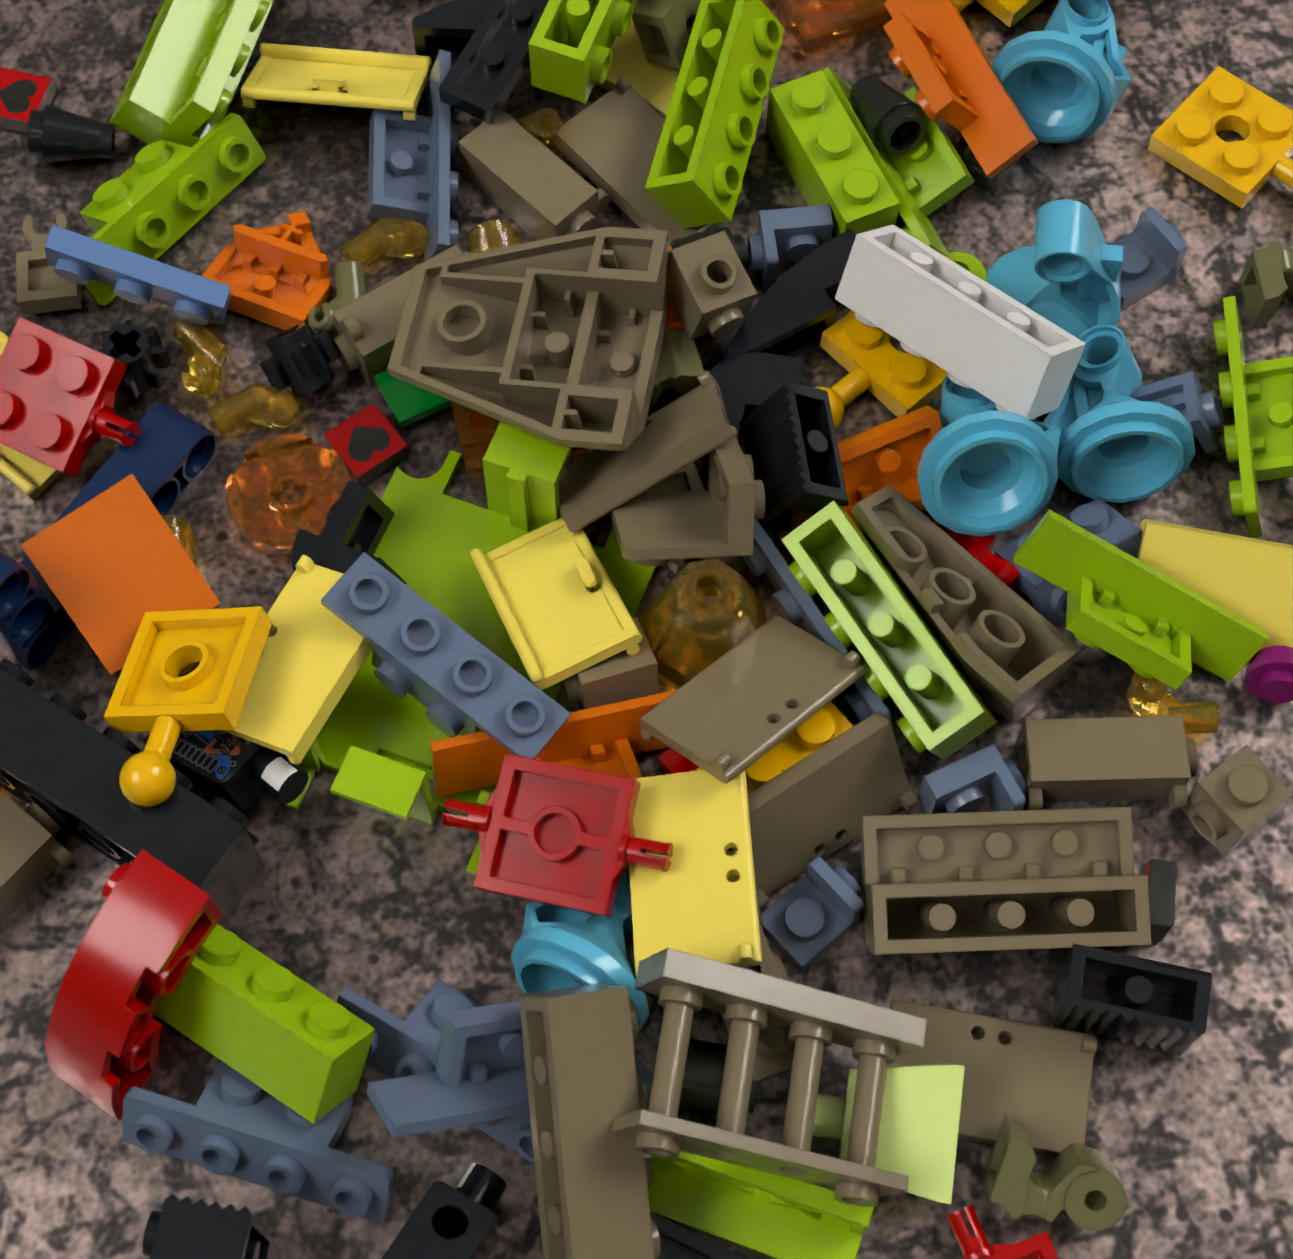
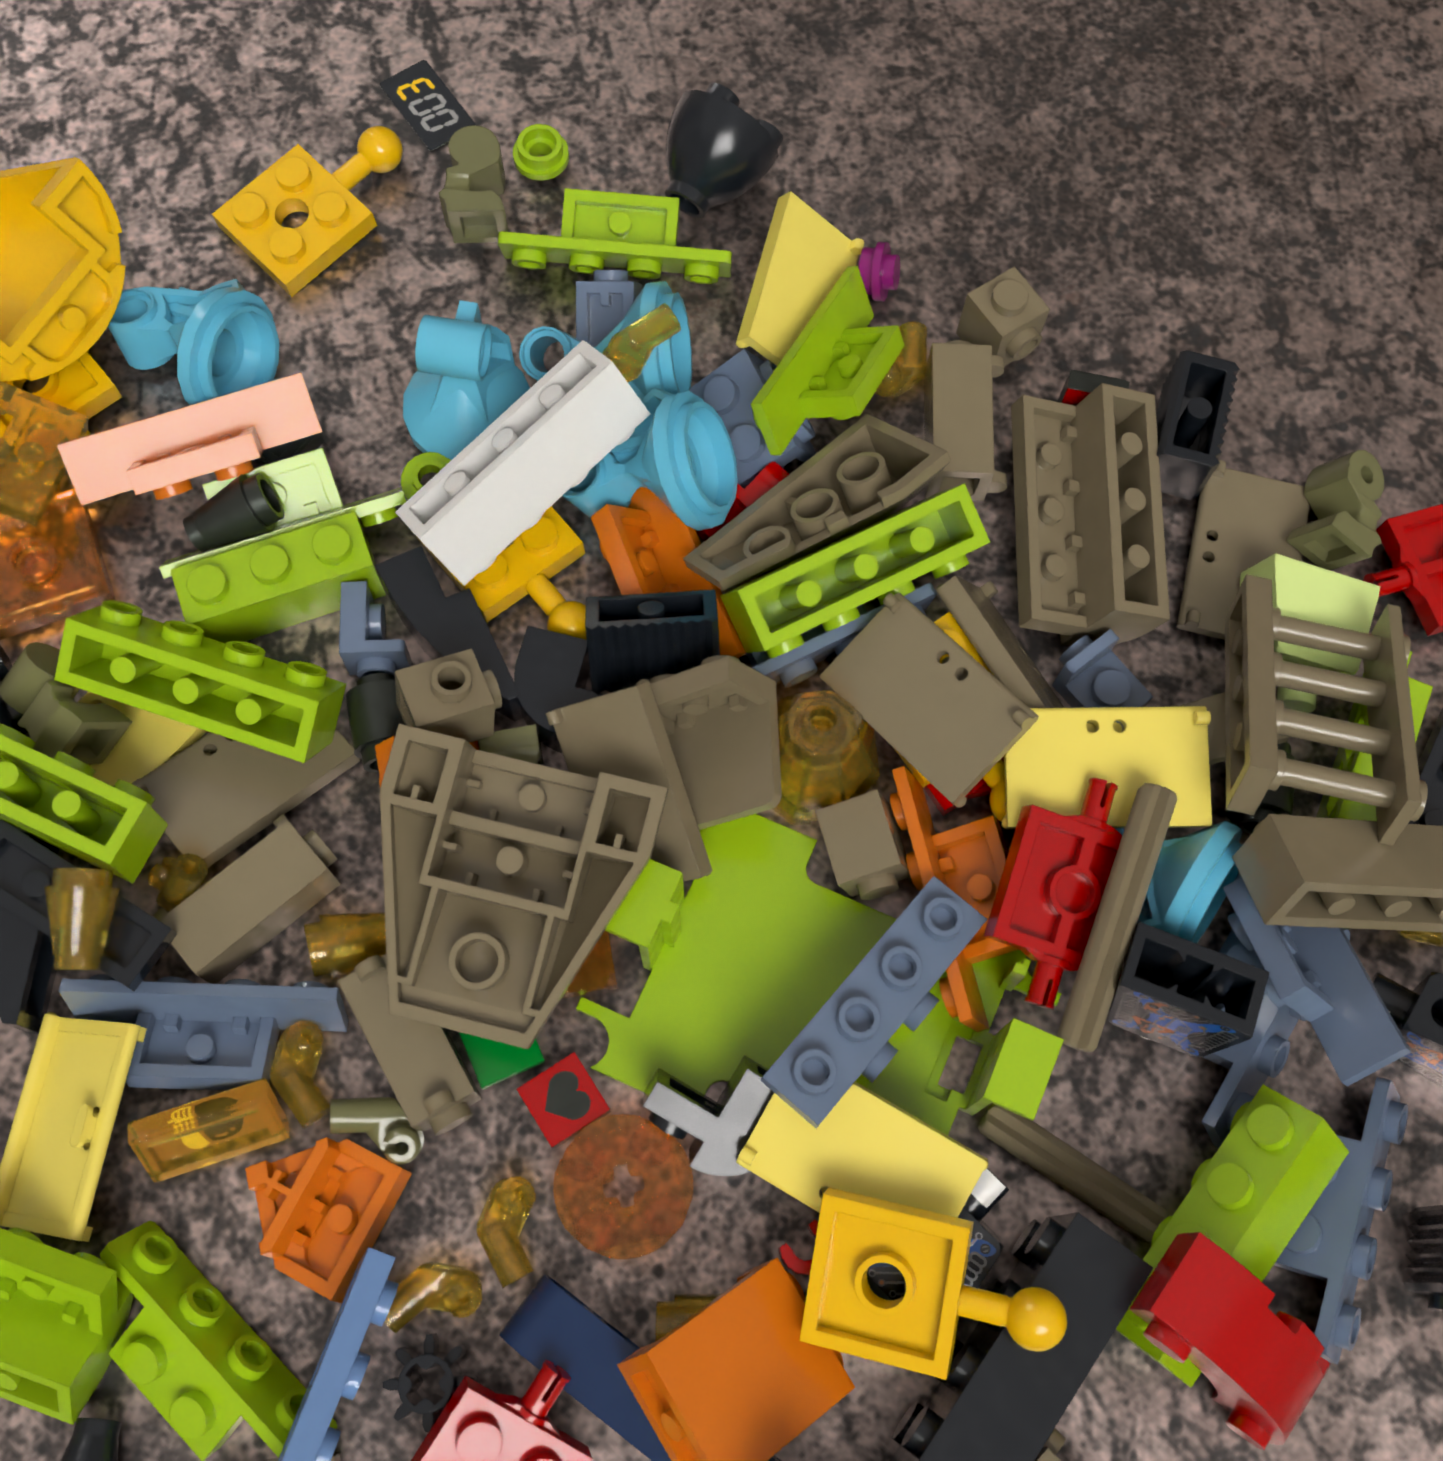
camera: 90 degrees left, 5 degrees up
(299, 360) = (458, 1172): black gear -> none
(309, 878) = (1073, 1172): none -> dark tan axle
(334, 179) = (208, 1130): none -> clear yellow tile
(459, 935) = (1177, 992): none -> black torso
(491, 37) = (80, 916): none -> clear yellow cone
(530, 866) = (1117, 917): none -> dark tan axle
(548, 605) = (775, 905): light yellow door -> none
(964, 783) = (992, 505): sand blue bracket -> none
(1094, 394) = (634, 344): none -> clear yellow arm
(1149, 257) = (420, 295): sand blue bracket -> none

